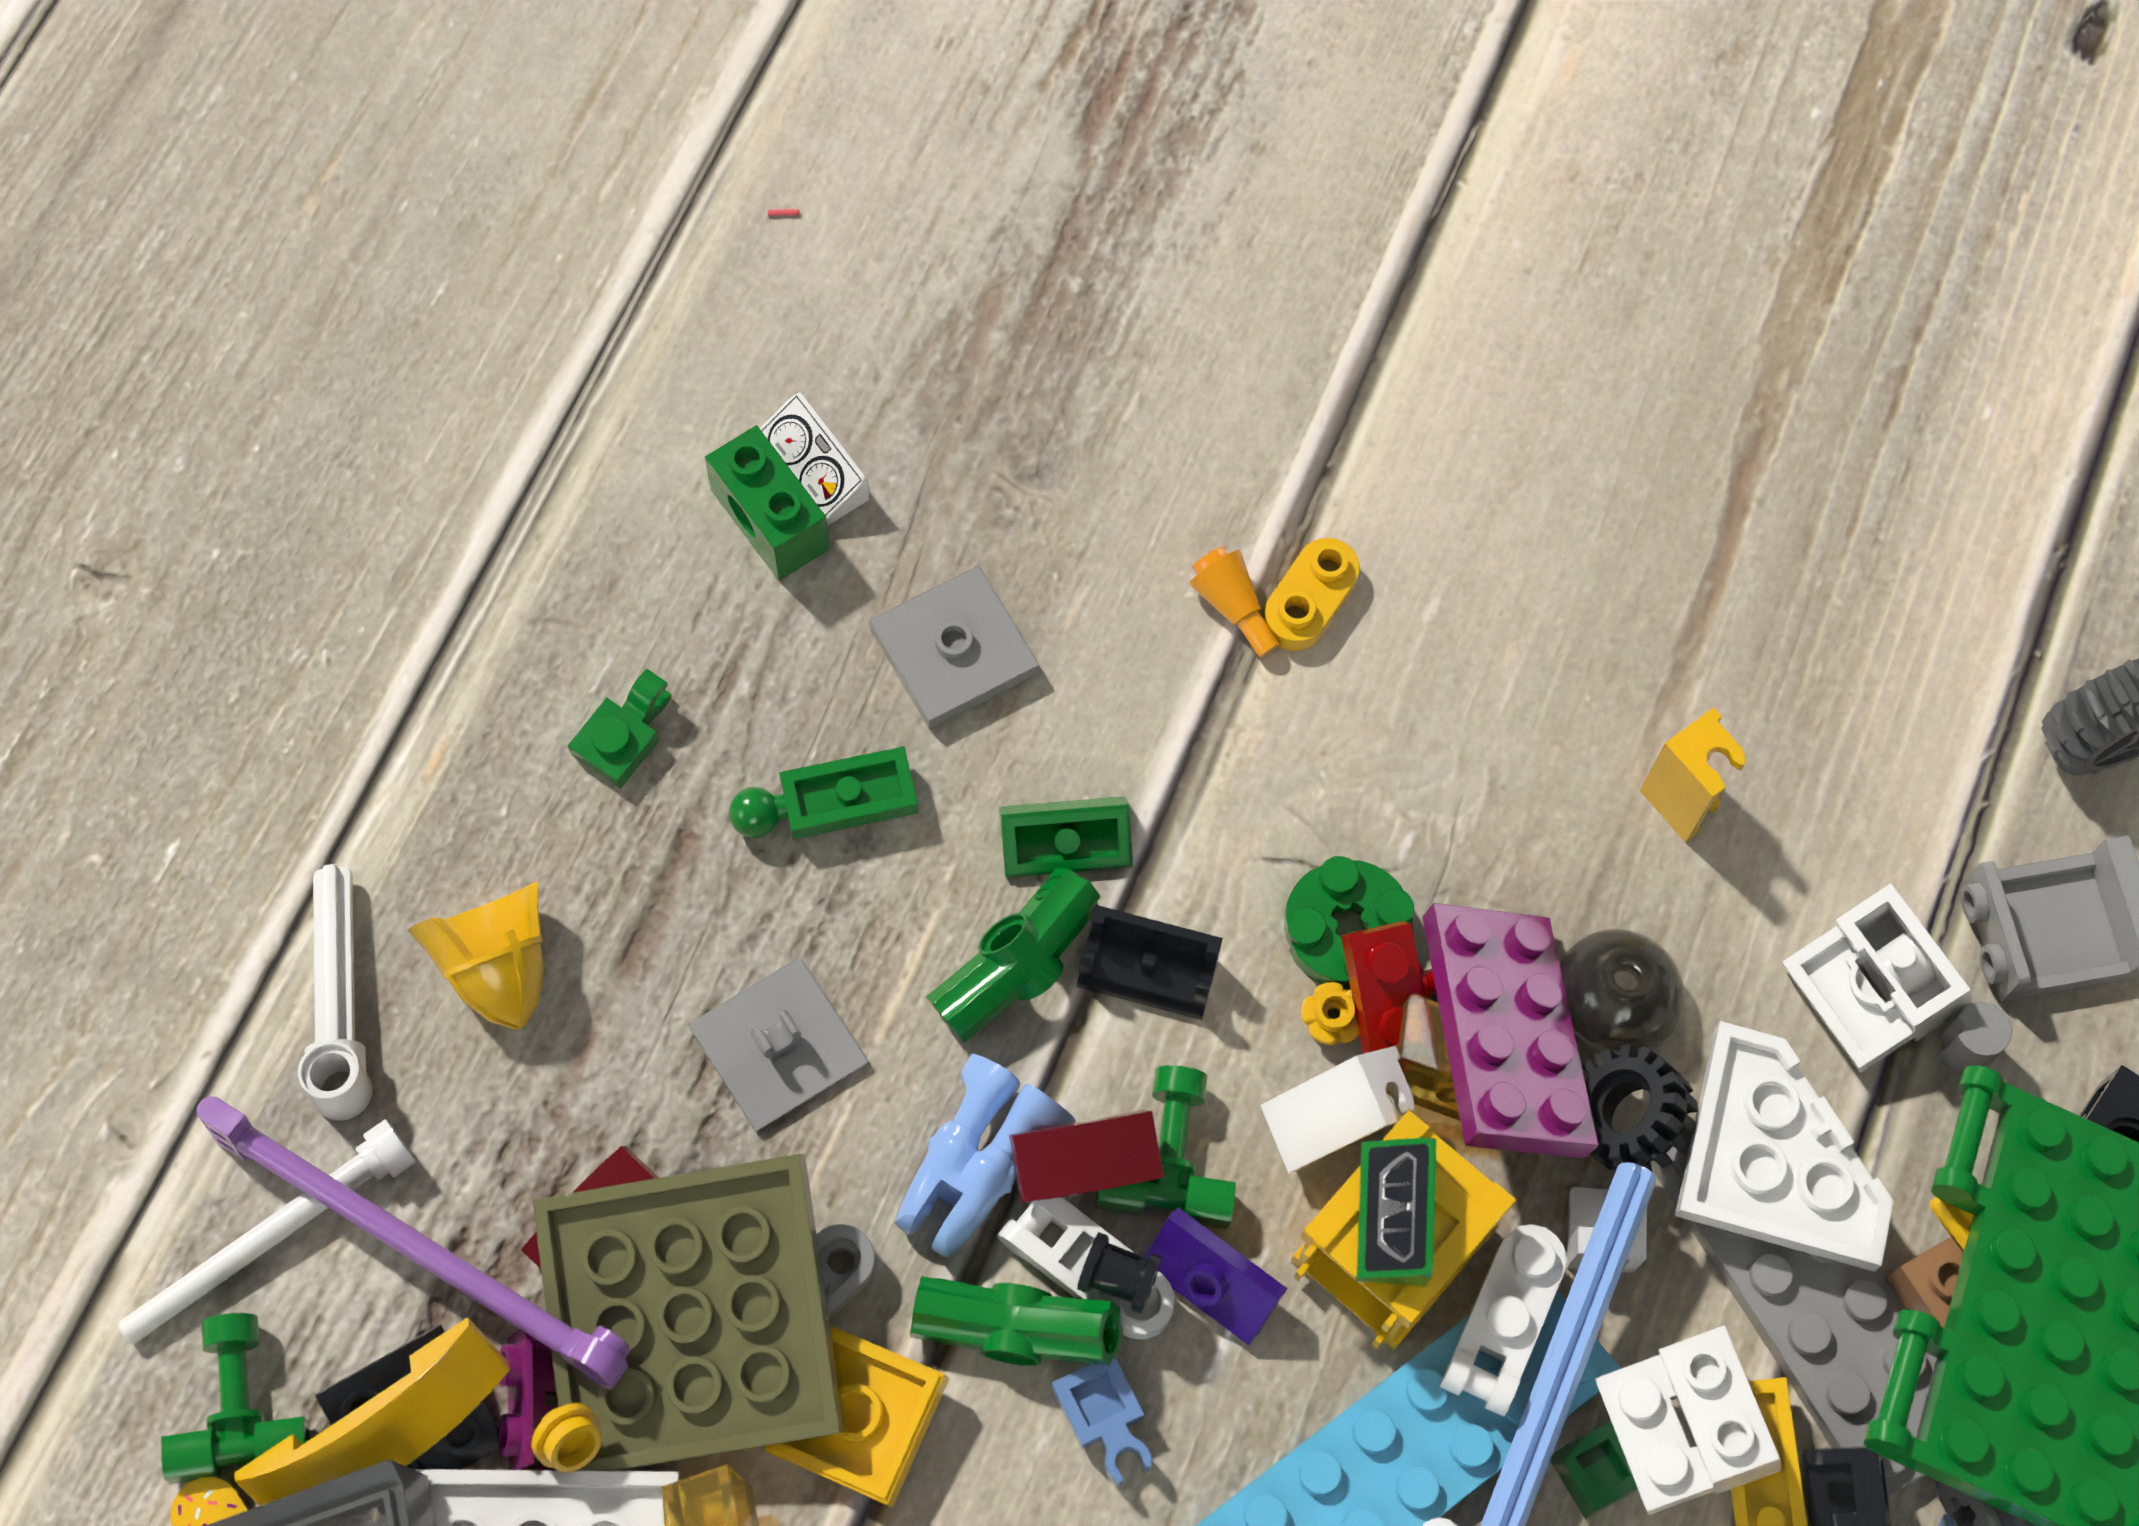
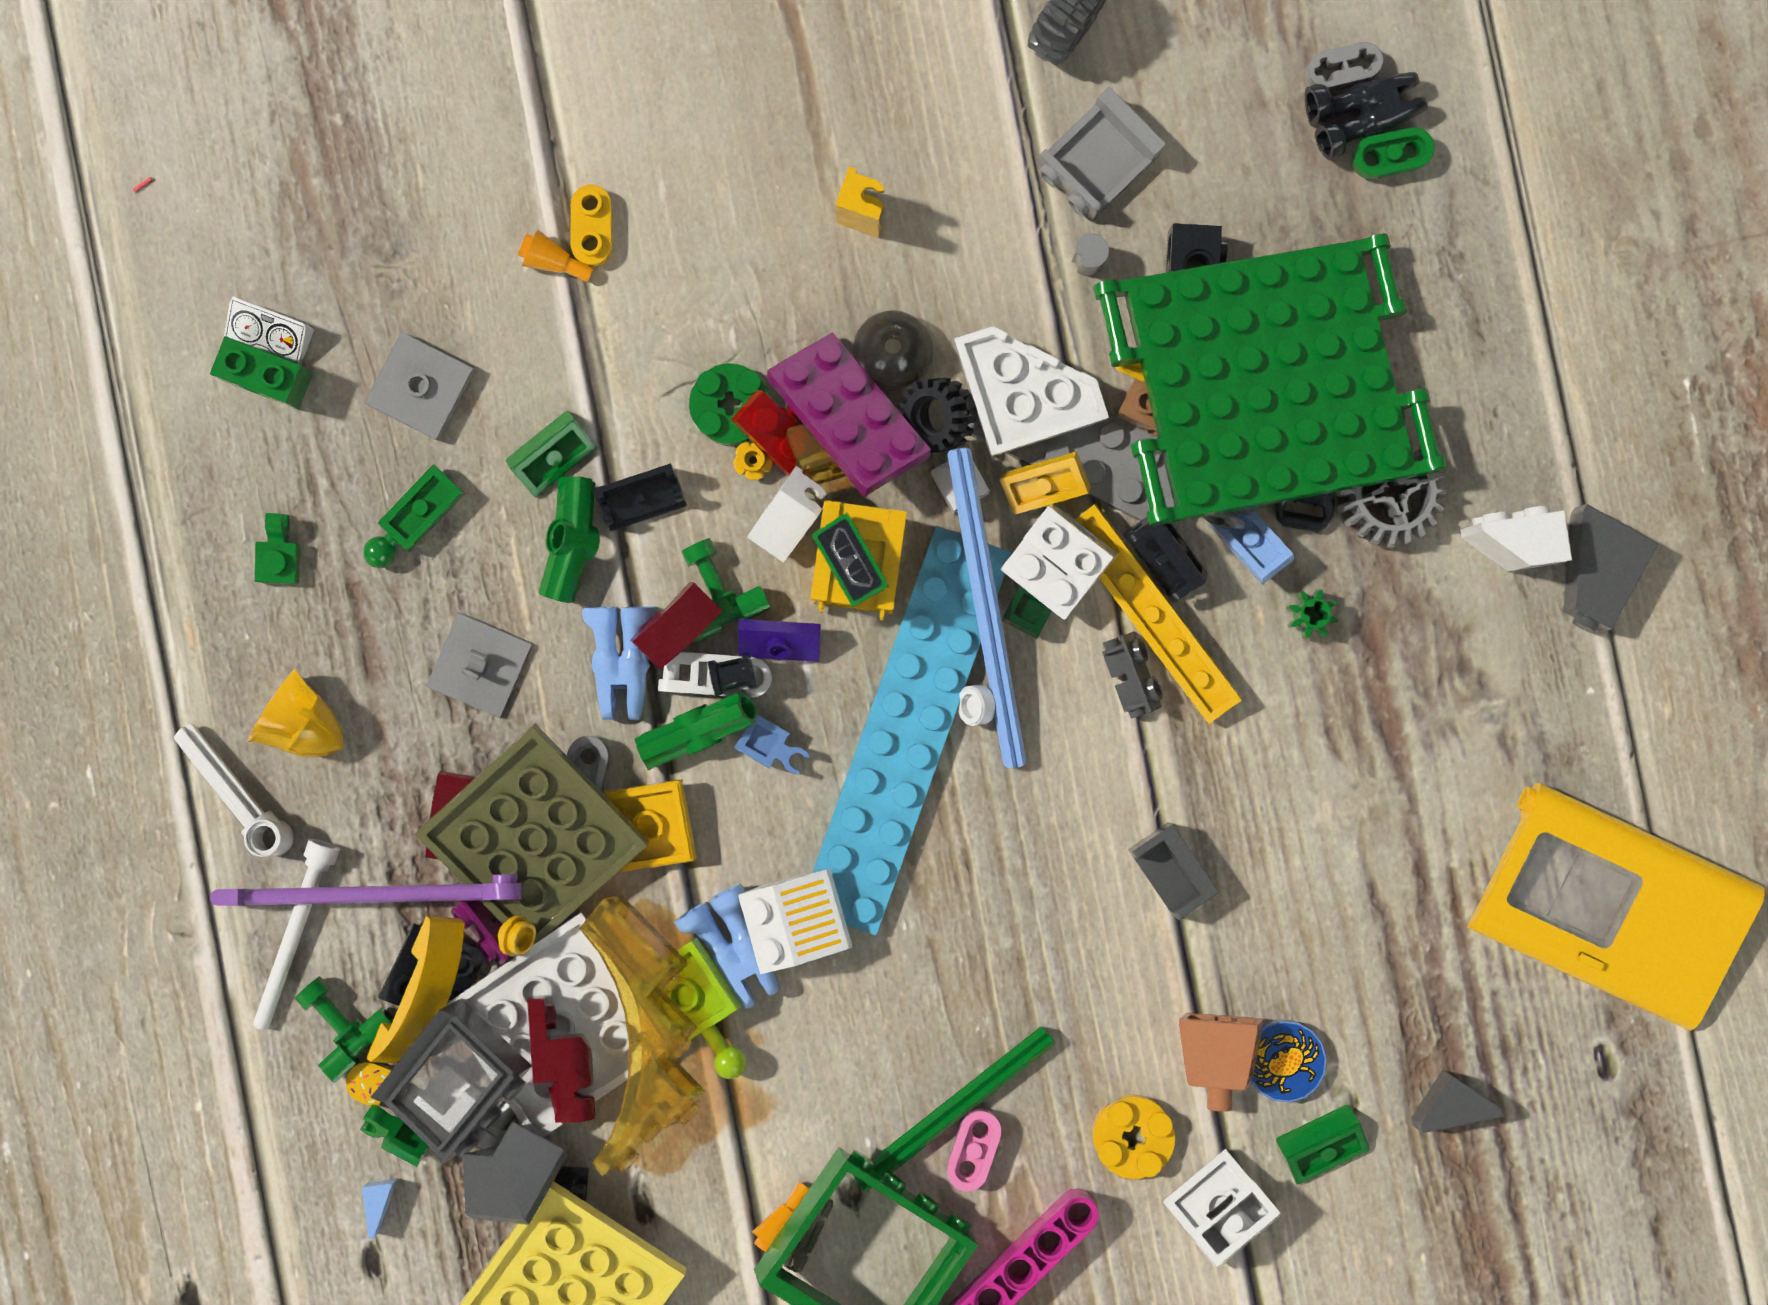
camera: 30 degrees left, 20 degrees up
(1507, 1316) = (938, 565): white plate -> none
(1749, 1303) = (1045, 483): none -> yellow plate
(1900, 961) = (1030, 237): white brick -> none

